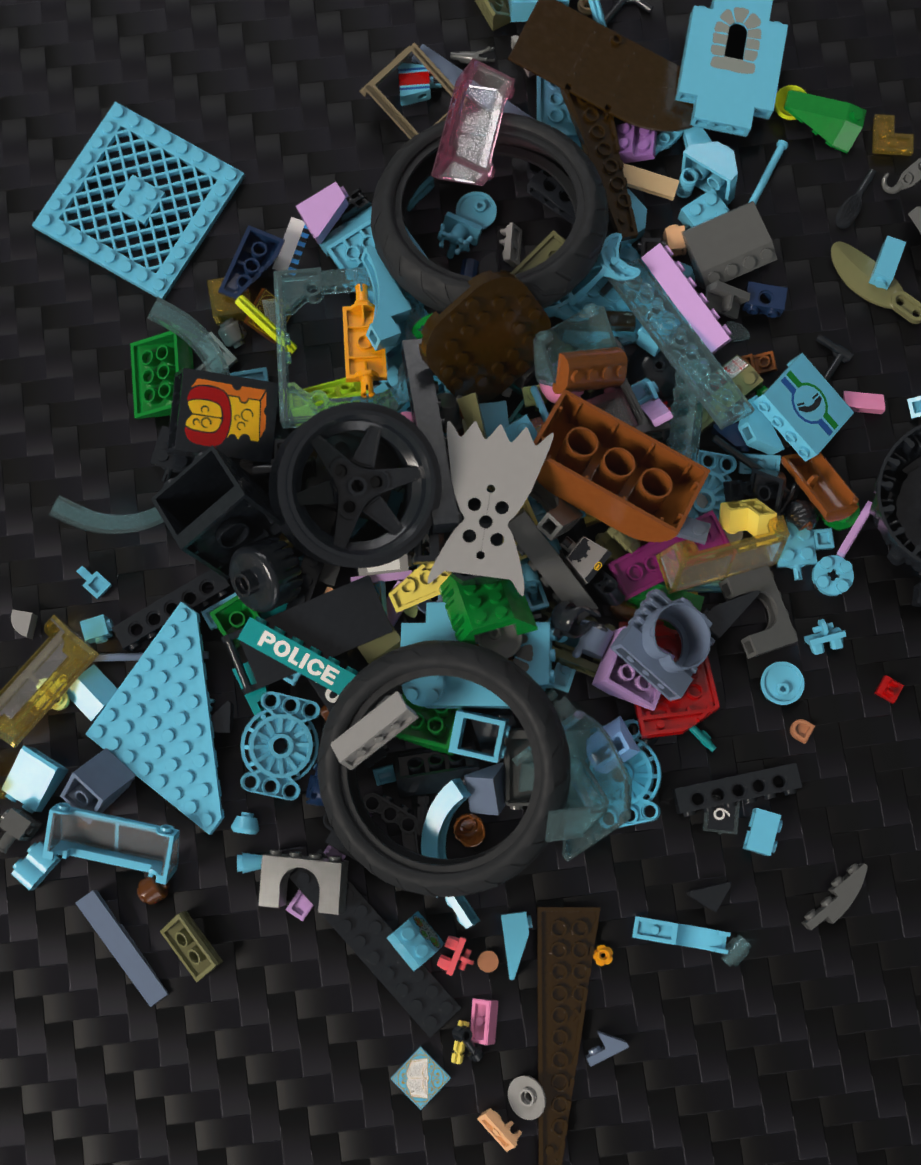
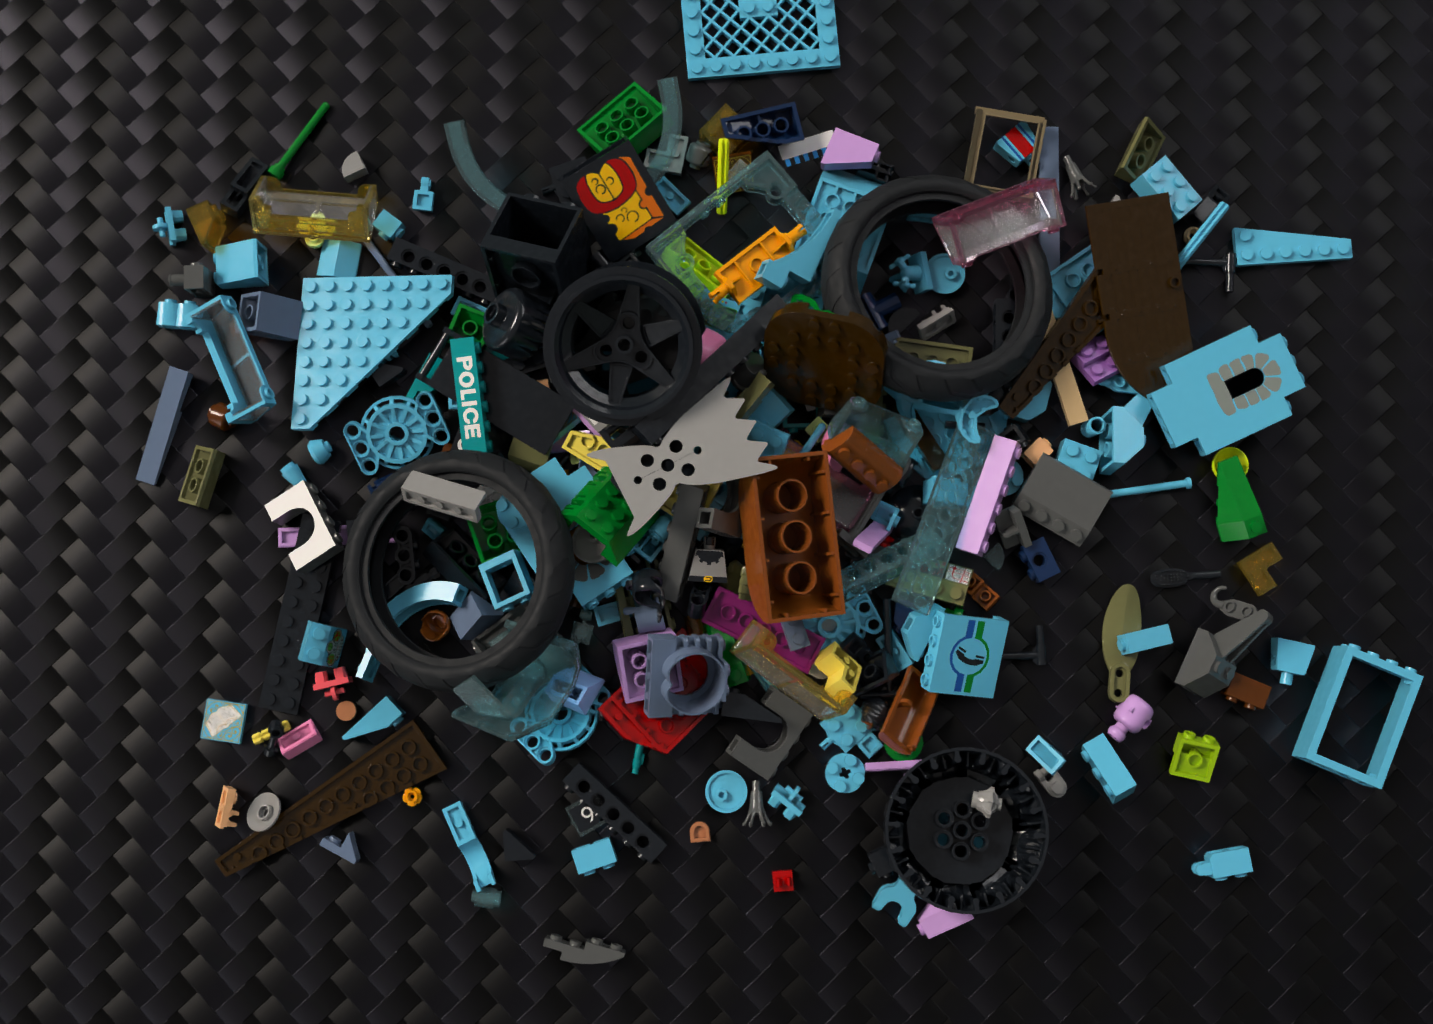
camera: 50 degrees right, 5 degrees up
(813, 667) = (756, 806): none -> dark grey piece
(865, 402) = (1010, 700): bright pink slope -> none

